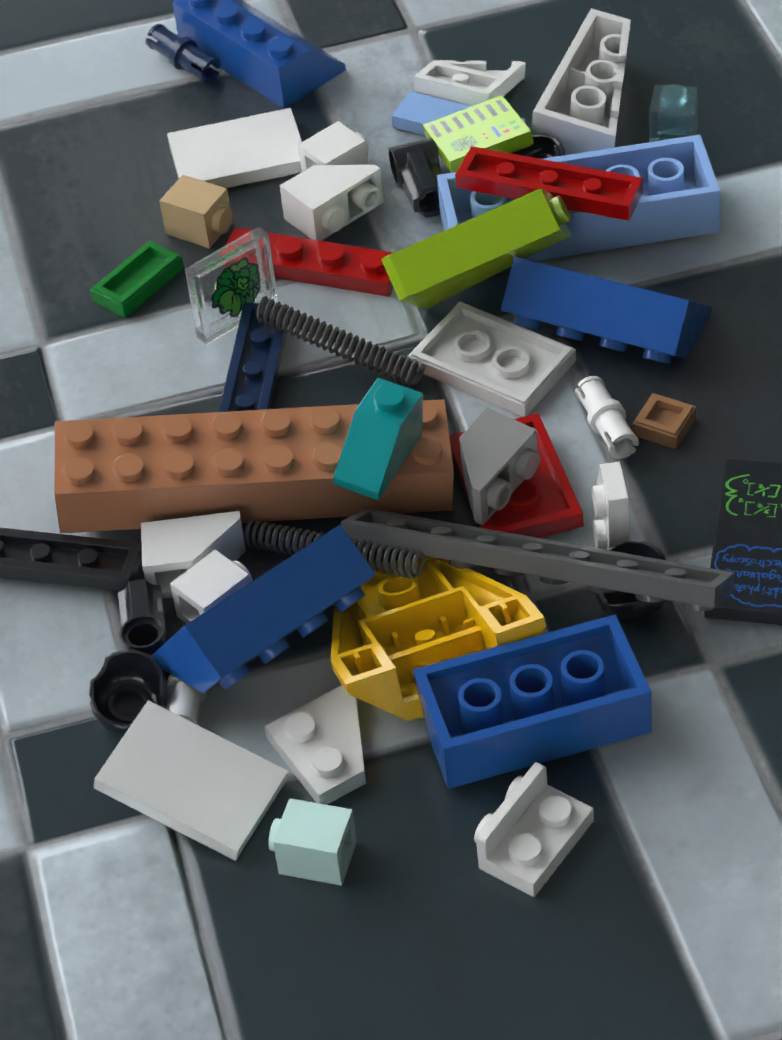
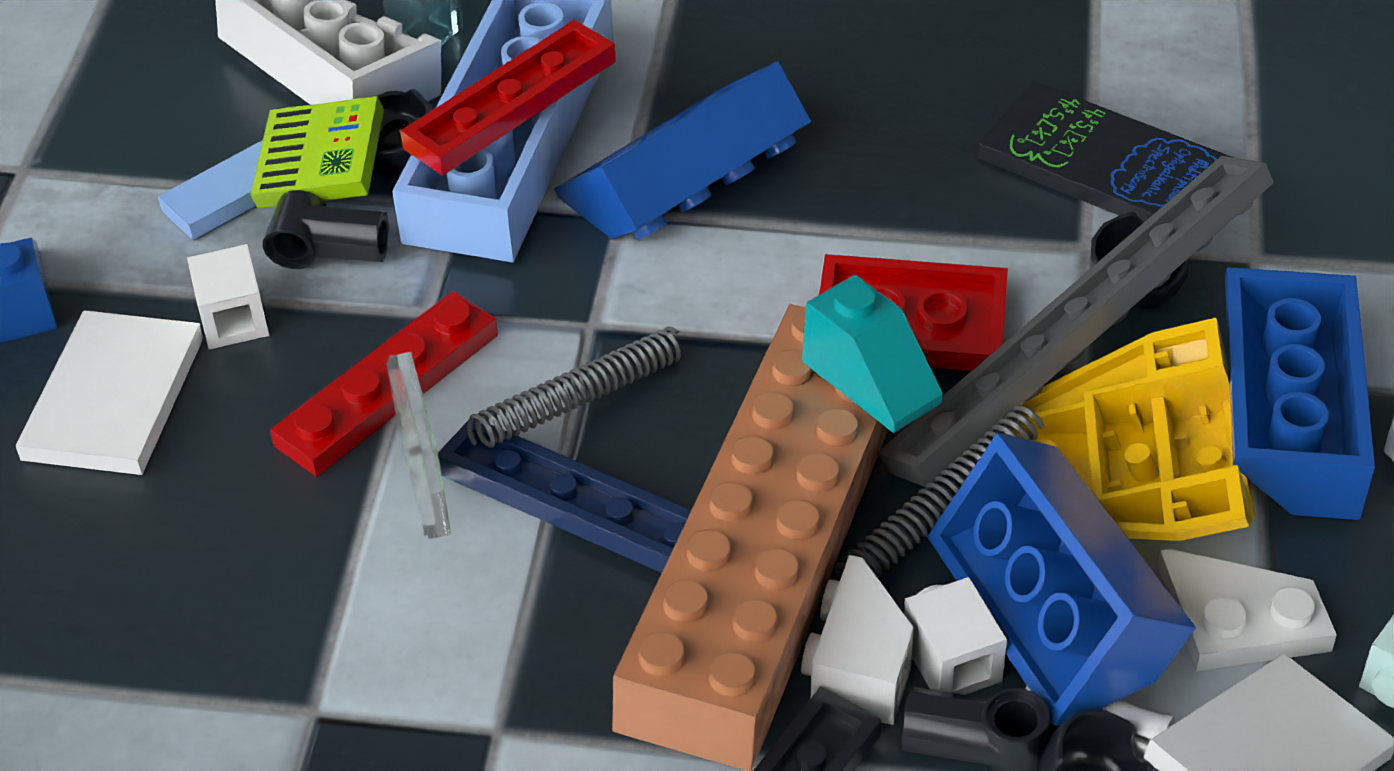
camera: 70 degrees left, 0 degrees up
(137, 278) = (274, 565): green tile -> none
(196, 211) = (211, 455): tan brick -> none
(330, 197) = (297, 325): white slope -> none
(467, 81) = (192, 145): white wing -> none
(476, 249) = (564, 197): lime slope -> none
(493, 359) = (683, 275): white tile -> none
(496, 460) = (935, 304): light grey slope -> none
(606, 417) = (854, 209): white pin -> none
(610, 506) = (1034, 233): white wing -> none
(664, 421) = (879, 175): medium nougat tile -> none

